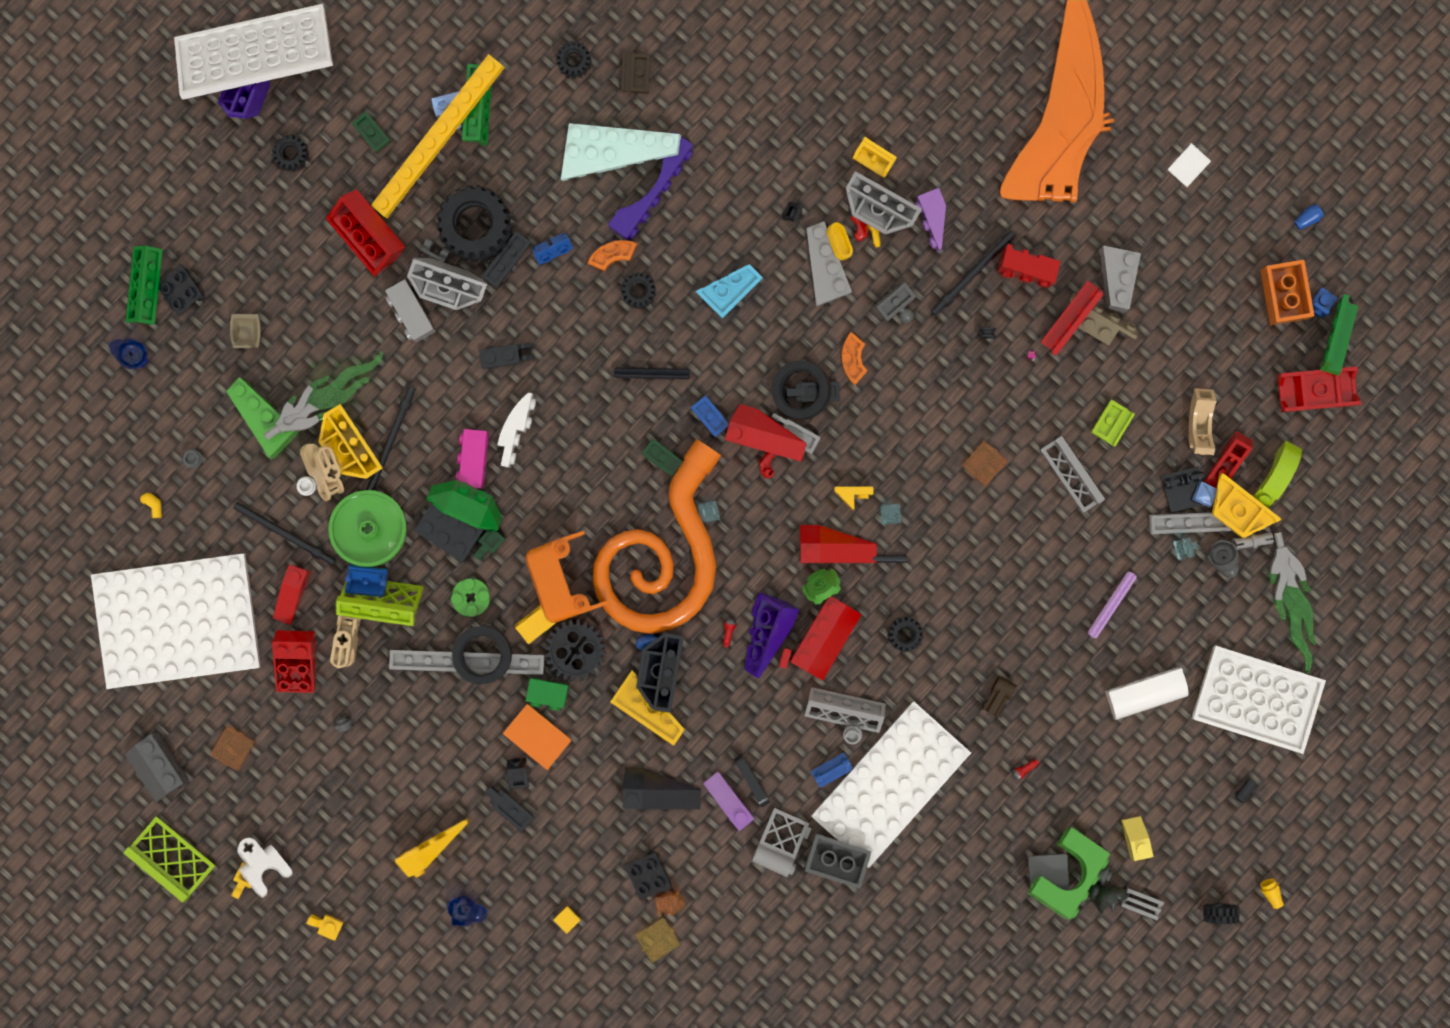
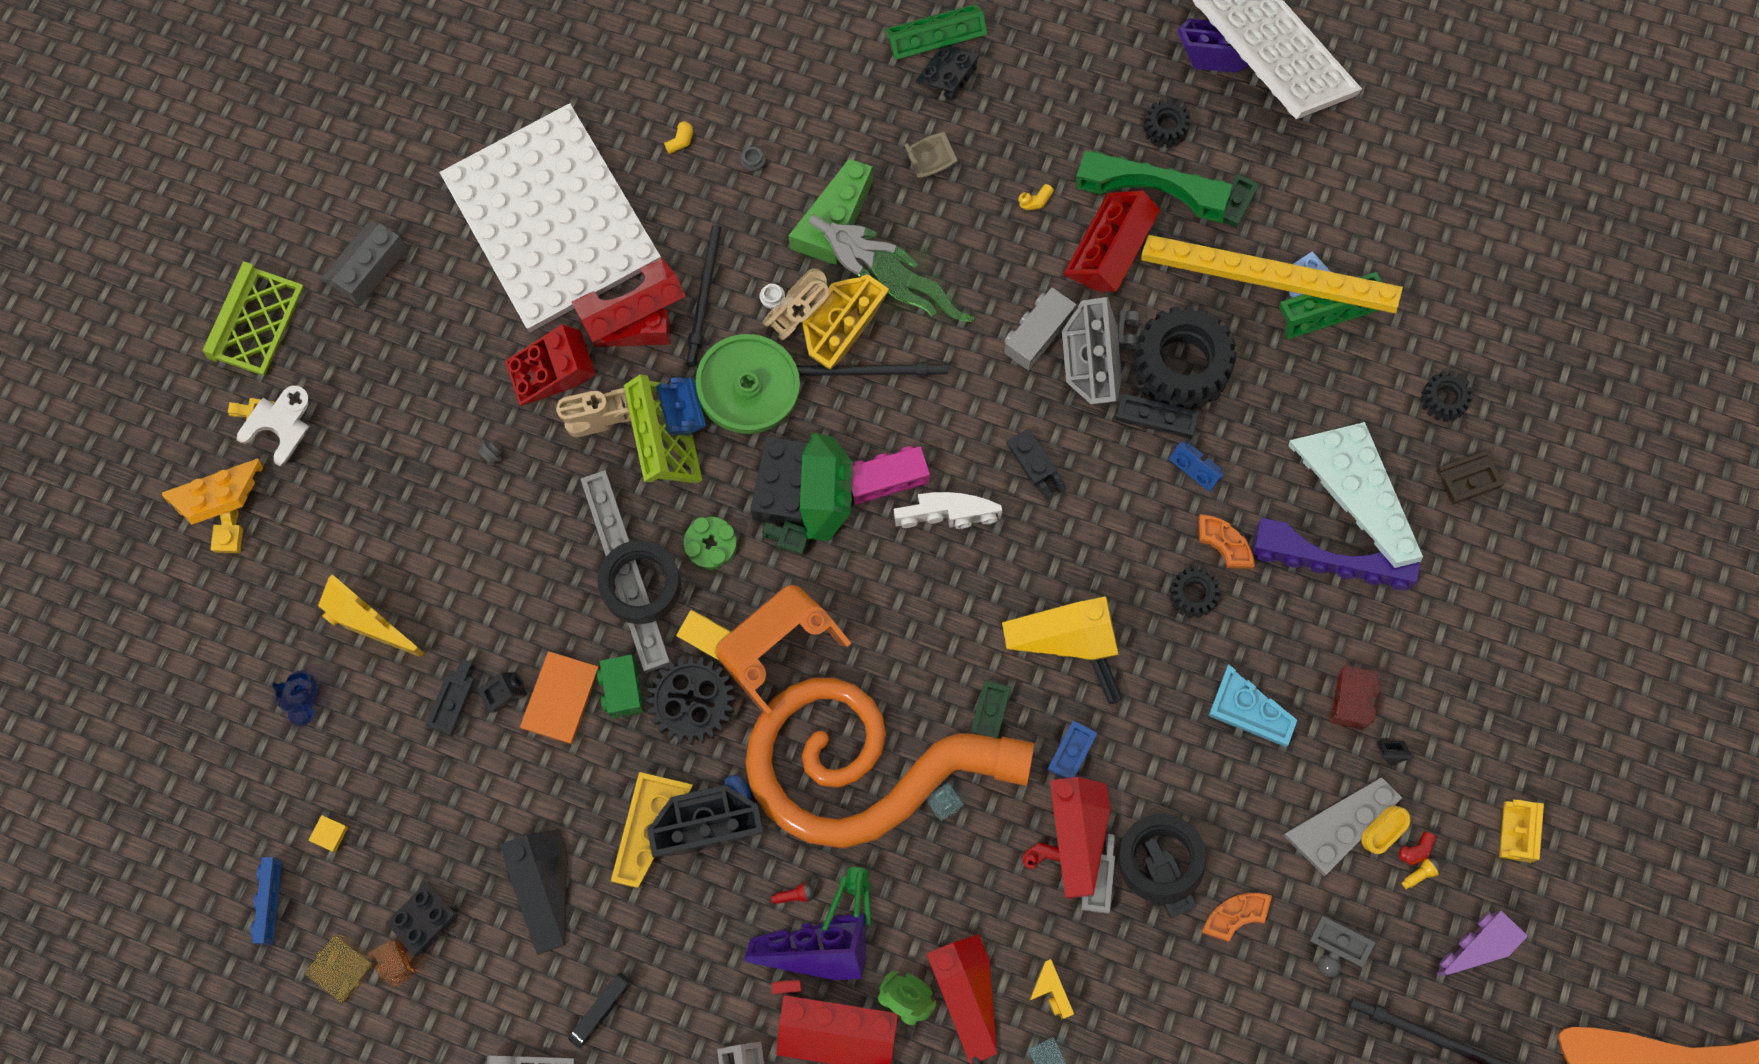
camera: 80 degrees right, 15 degrees down
(121, 351) = (849, 36): clear blue piece -> none
(232, 748) = (416, 339): clear orange piece -> none
(280, 607) = (606, 316): none -> red arch
(294, 926) = (214, 493): none -> light orange wing
(311, 272) = (1037, 201): none -> yellow arm
(312, 214) = (1106, 173): none -> green arch
(596, 973) = (266, 901): none -> blue plate
(632, 383) = (1070, 630): none -> yellow wedge
(729, 801) = (560, 990): medium lavender slope -> none
(738, 588) = (857, 884): none -> green plant
(750, 220) = (1355, 698): none -> clear red brick
(879, 206) = (1461, 862): light grey wedge -> none

